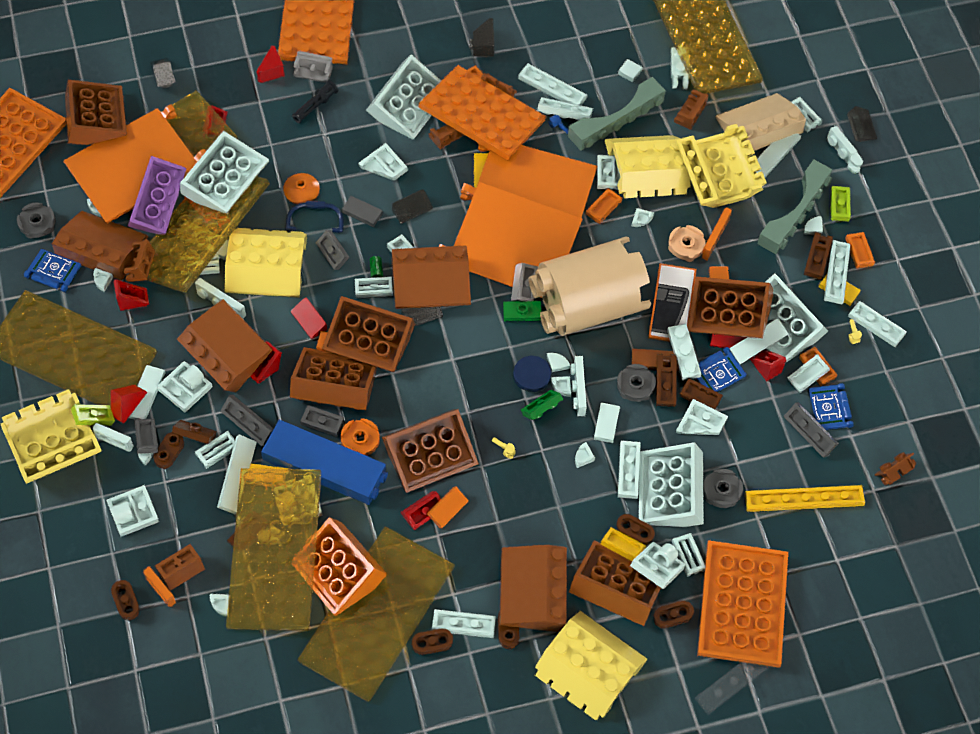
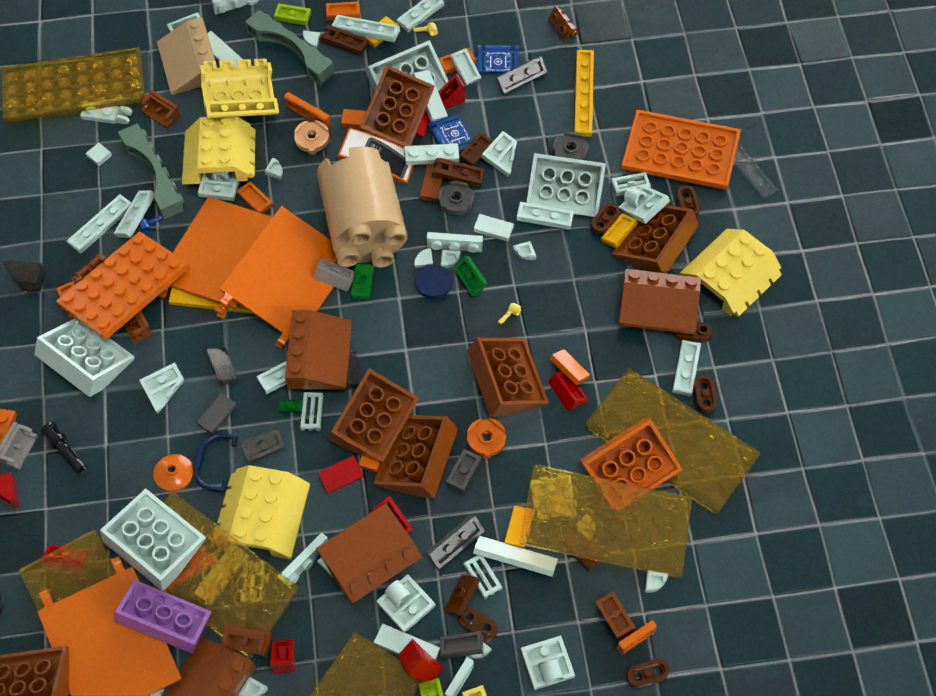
camera: 80 degrees left, 0 degrees up
(340, 466) = (510, 471): blue brick -> none

